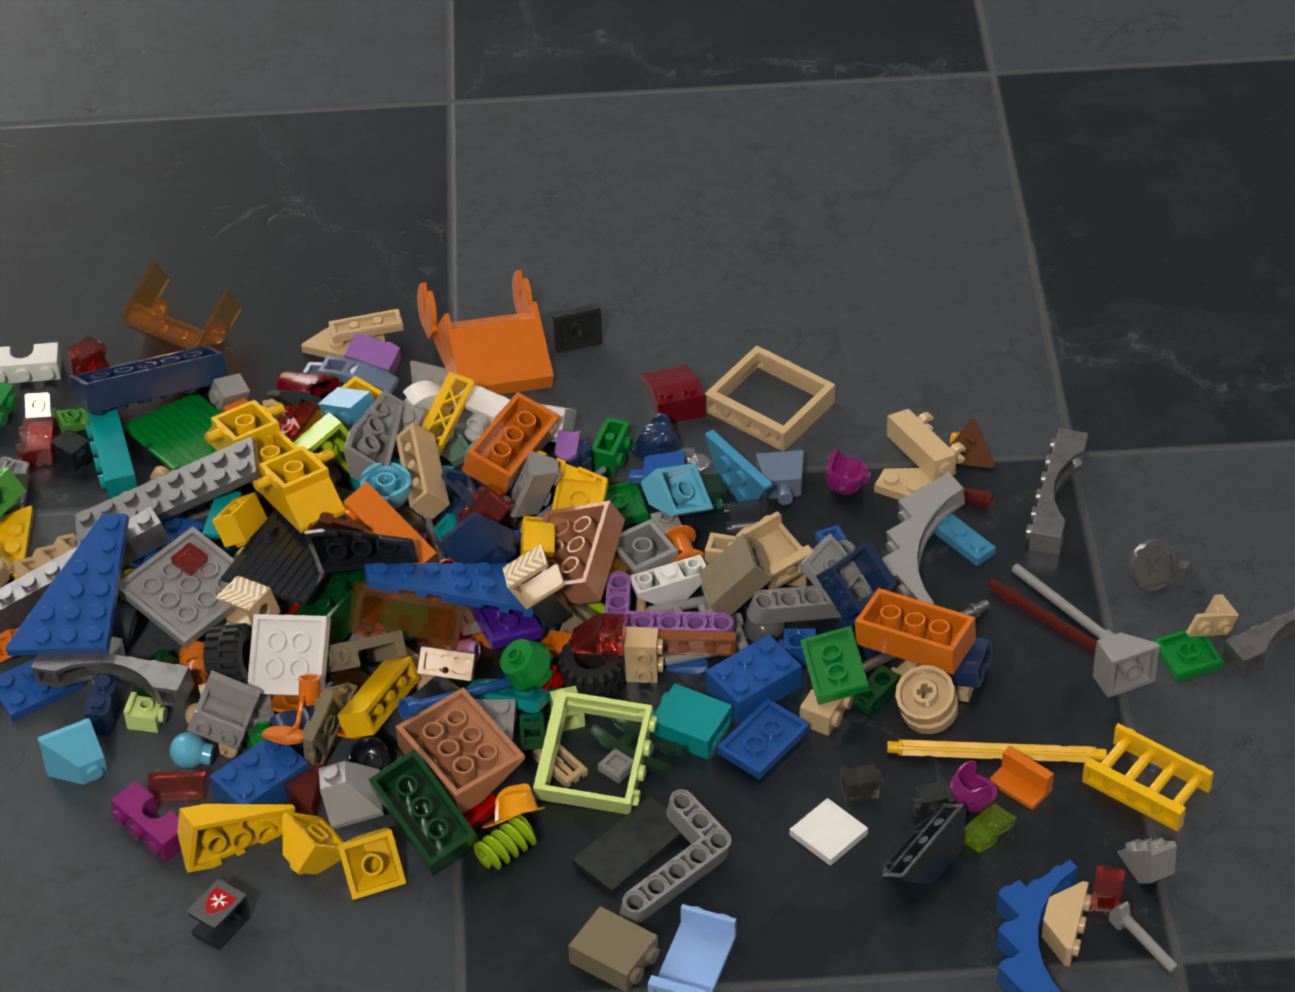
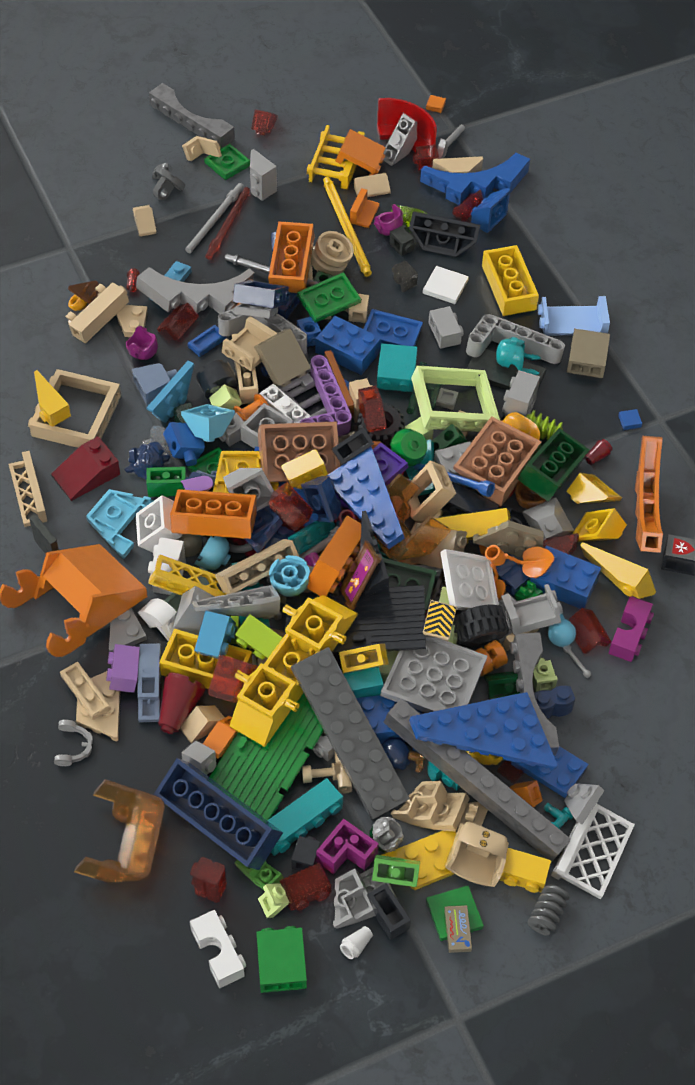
camera: 115 degrees left, 10 degrees up
(46, 511) = (386, 833): none -> light grey piece
(54, 479) = (344, 843): none -> magenta brick
(73, 753) = (606, 696): medium azure slope -> none
(125, 763) = (567, 649): none -> light grey hinge
(189, 559) = (416, 677): clear red tile -> none
(276, 887) = (649, 530): none -> orange arch
(292, 398) = (215, 678): pearl dark grey slope -> none
(299, 306) = (70, 726): none -> light grey piece
(436, 897) = (599, 451): none -> dark red cone
(474, 959) = (630, 419): none -> blue tile
(537, 587) = (357, 438): tan piece -> none
(559, 824) = (522, 394): none -> light grey brick
(592, 398) = (113, 515): none -> medium azure wing
(646, 833) = (511, 352): none -> teal hair
(669, 342) = (32, 480): none -> tan fence
(711, 524) = (226, 398): none -> yellowish green brick
(735, 792) = (445, 327): none -> light grey brick
(776, 358) = (52, 405): none -> yellow slope
(791, 896) = (510, 280): none -> yellow brick
(875, 521) = (179, 321): none -> clear red panel
(950, 926) = (491, 210): none -> blue slope
(976, 908) = (464, 210): none -> clear red hinge
(1048, 524) = (79, 243): flat silver arch -> none
(1069, 806) = (375, 184): none -> tan slope
(1088, 535) = (144, 220): none -> tan slope
(1132, 796) = (361, 152): none -> orange panel
(1170, 884) = (390, 112): none -> red panel
(1244, 951) = (435, 103): none -> orange tile
(1259, 710) = (263, 122): none -> clear red slope

